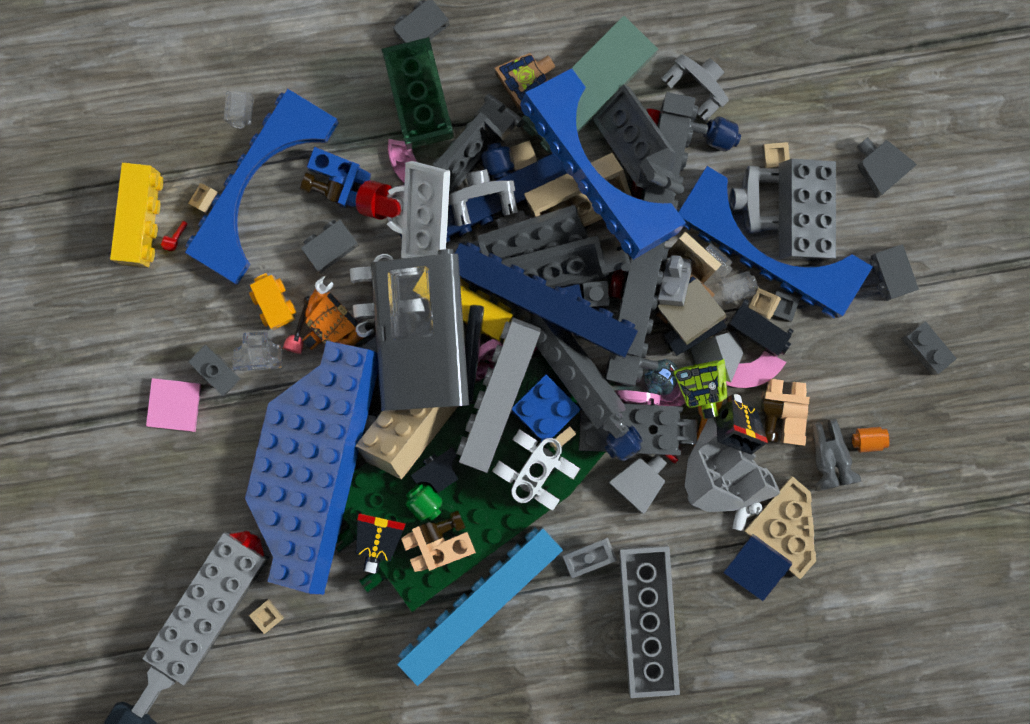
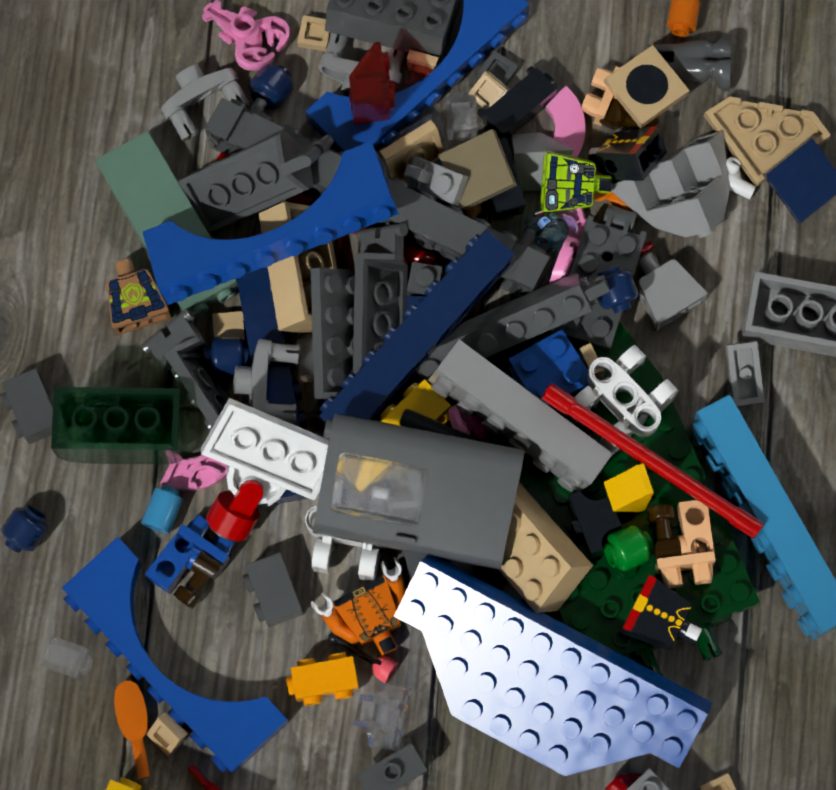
camera: 70 degrees left, 10 degrees down
(205, 170) = (133, 722): none -> orange piece
(326, 48) = (24, 529): none -> dark blue head
(368, 146) = (162, 509): none -> dark azure brick
(465, 491) = (630, 490): none -> yellow slope
(512, 430) = (735, 515): none -> red piece
(734, 208) = (369, 88): none -> clear red slope
(760, 103) = (247, 34): none -> bright pink animal
(773, 242) = (421, 62): none -> tan tile
(798, 425) = (646, 86): none -> tan tile

